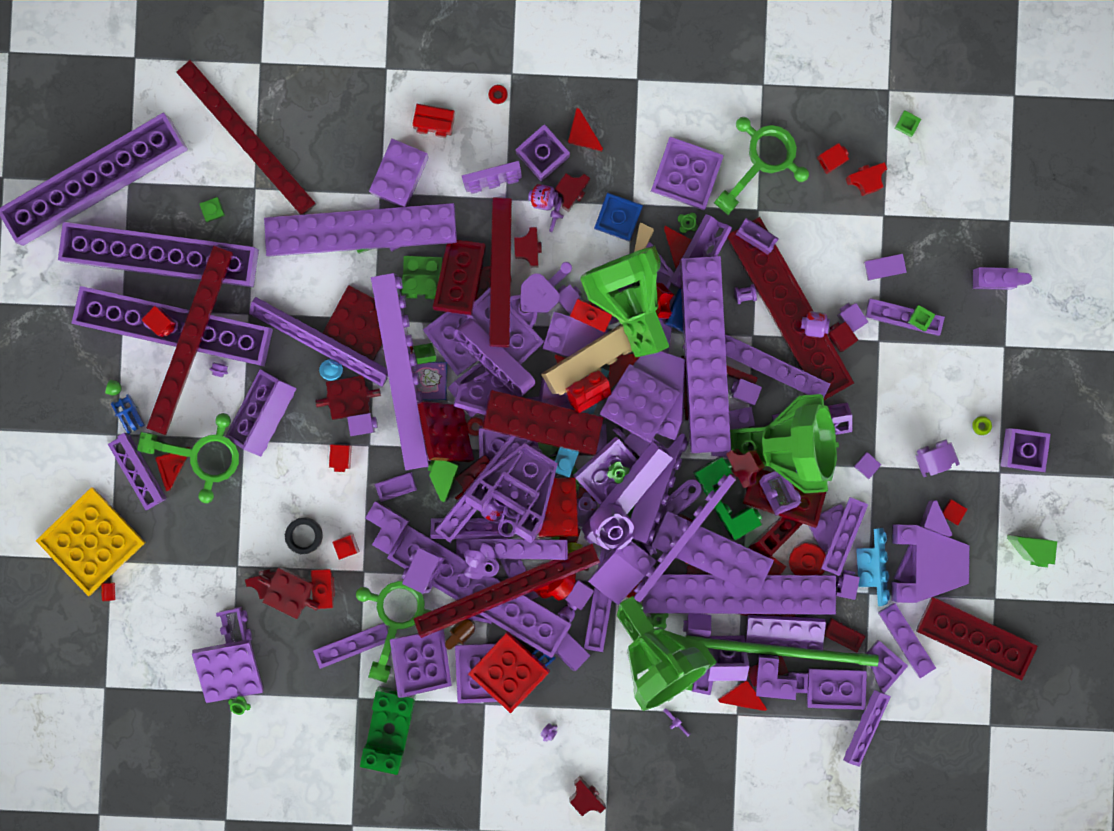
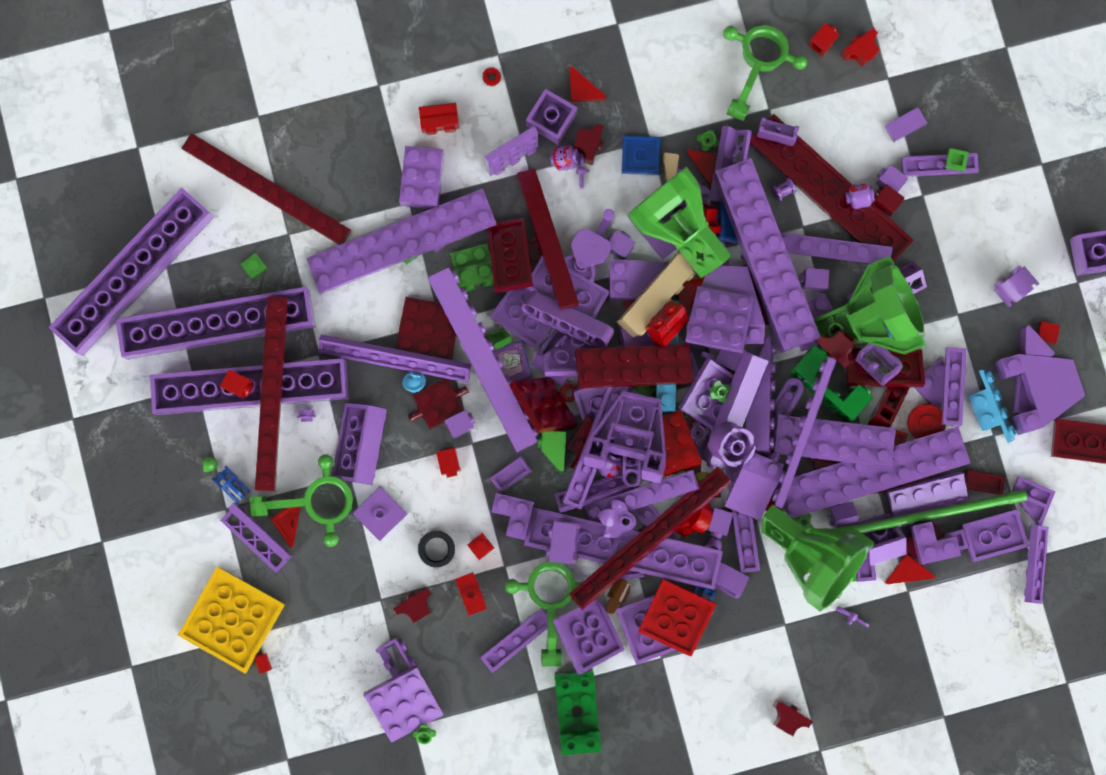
camera: 15 degrees left, 5 degrees down
(260, 485) = (380, 513): none -> medium lavender plate
(288, 592) = (440, 607): dark red plate -> none
(528, 247) = (566, 209): dark red brick -> none
(549, 732) = (733, 665): medium lavender plate -> none
(591, 314) = (646, 251): red brick -> none
(687, 173) = (692, 95): medium lavender plate -> none
(735, 373) = (800, 266): dark red tile -> none
(847, 585) = (972, 432): medium lavender brick -> none
(867, 465) = (951, 314): medium lavender tile -> none
(907, 640) = (1045, 468): medium lavender plate -> none
(987, 428) = (1051, 241): lime plate -> none
(999, 278) = (1015, 101): medium lavender hinge -> none

